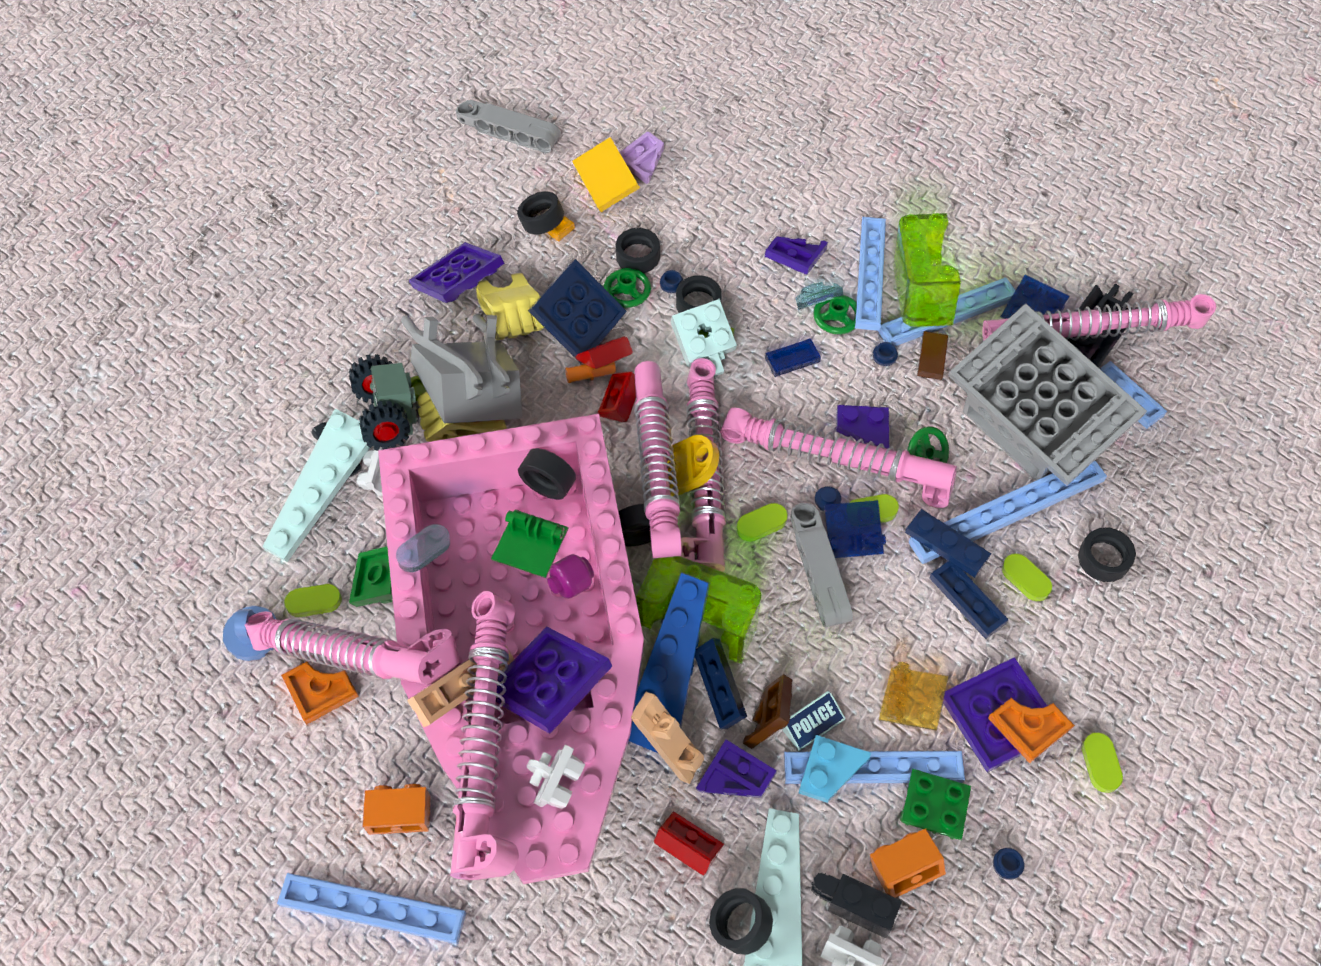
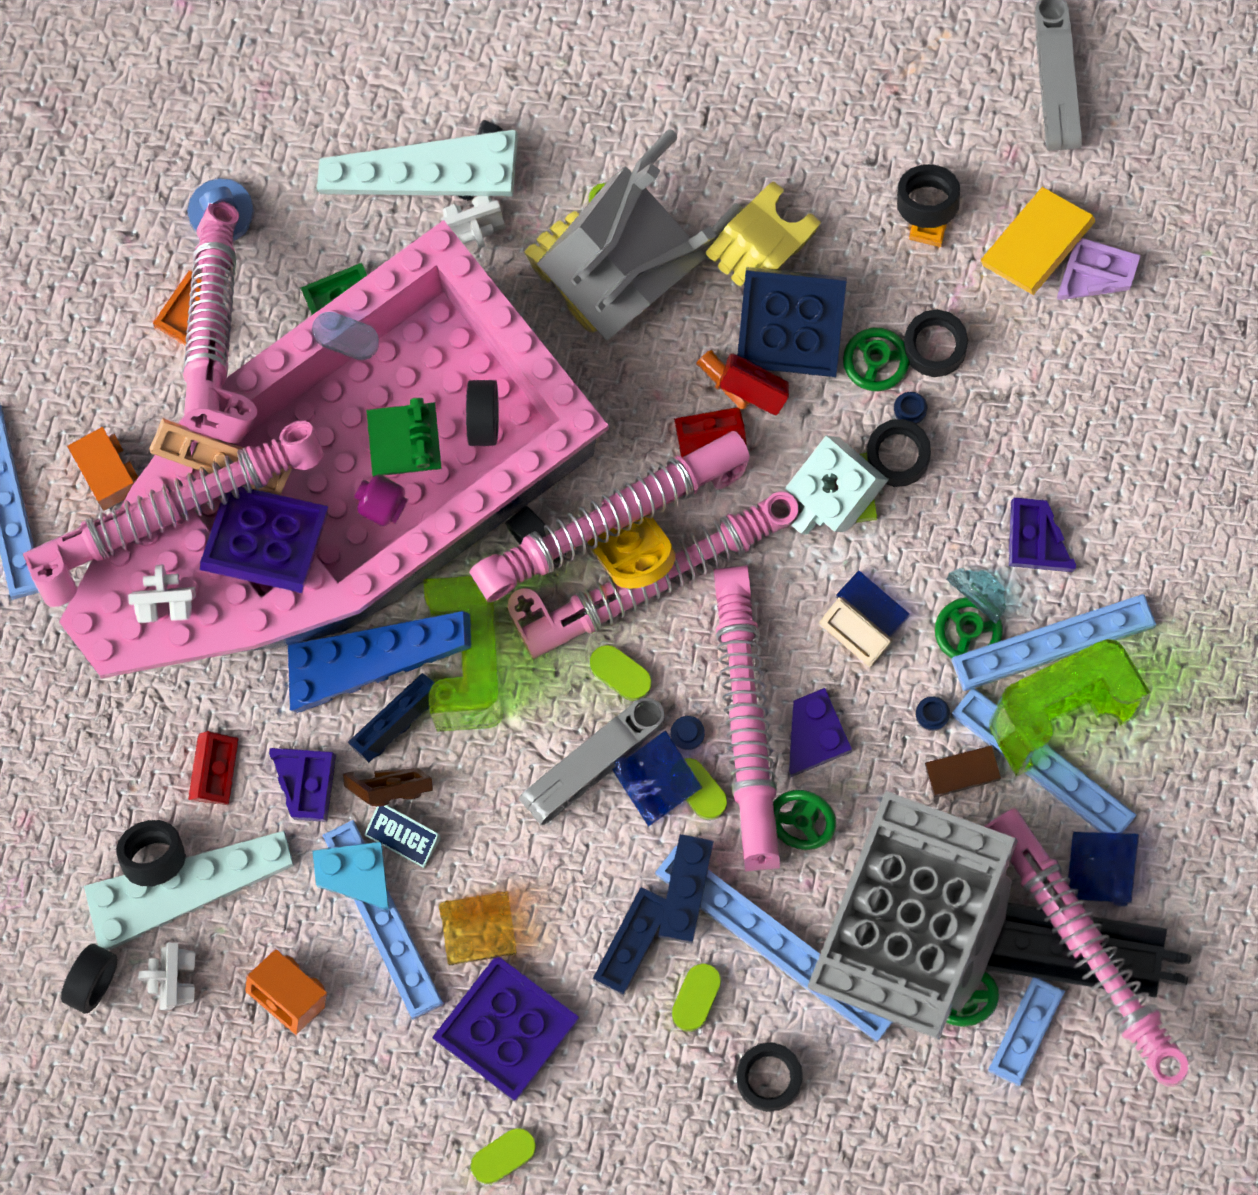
camera: 70 degrees right, 15 degrees up
(313, 600) = (287, 249): lime tile -> none
(392, 395) = (551, 185): brick -> none
(456, 272) = (776, 149): dark purple plate -> none
(667, 737) = (287, 690): light nougat hinge -> none
(807, 372) = (855, 631): none -> tile
(857, 902) = (224, 959): black hinge -> none
(936, 804) = (365, 997): green hinge -> none
(1008, 863) = (341, 1096): dark blue plate -> none
(1030, 728) = (496, 1062): orange tile -> none

